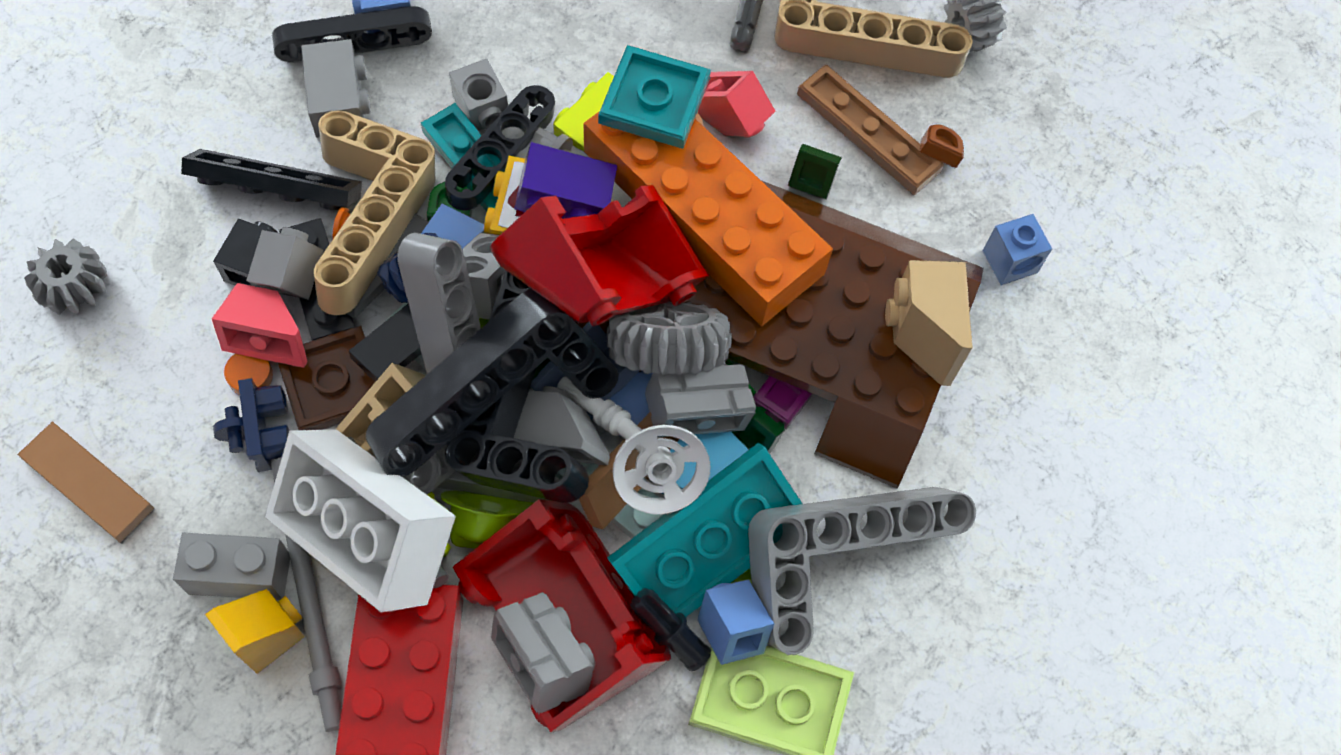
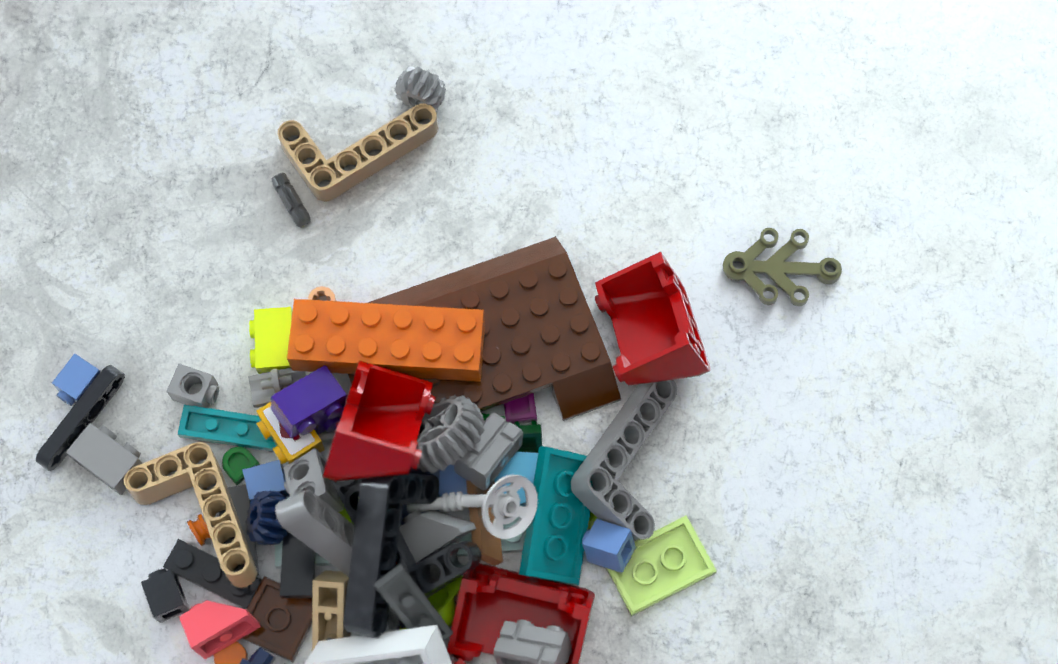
camera: 35 degrees left, 5 degrees up
(260, 176) = (127, 542): black plate -> none
(285, 262) = (194, 581): light grey brick -> none
(455, 471) = (410, 602): none -> dark grey tile
(496, 143) = (238, 407): black beam -> none
(654, 96) = (313, 310): teal tile -> none
(670, 629) = (582, 579): black axle -> none
(735, 103) = (333, 264): coral slope -> none
(814, 171) = (418, 263): dark green tile -> none
(869, 129) = (422, 208): medium nougat tile -> none
(932, 317) = (566, 301): tan slope -> none
(943, 145) = (471, 183): dark orange tile -> none
(1008, 434) = (652, 323): none -> red windscreen
(1017, 249) = (565, 212): medium blue brick -> none
(1207, 506) = (777, 267): none -> olive plant

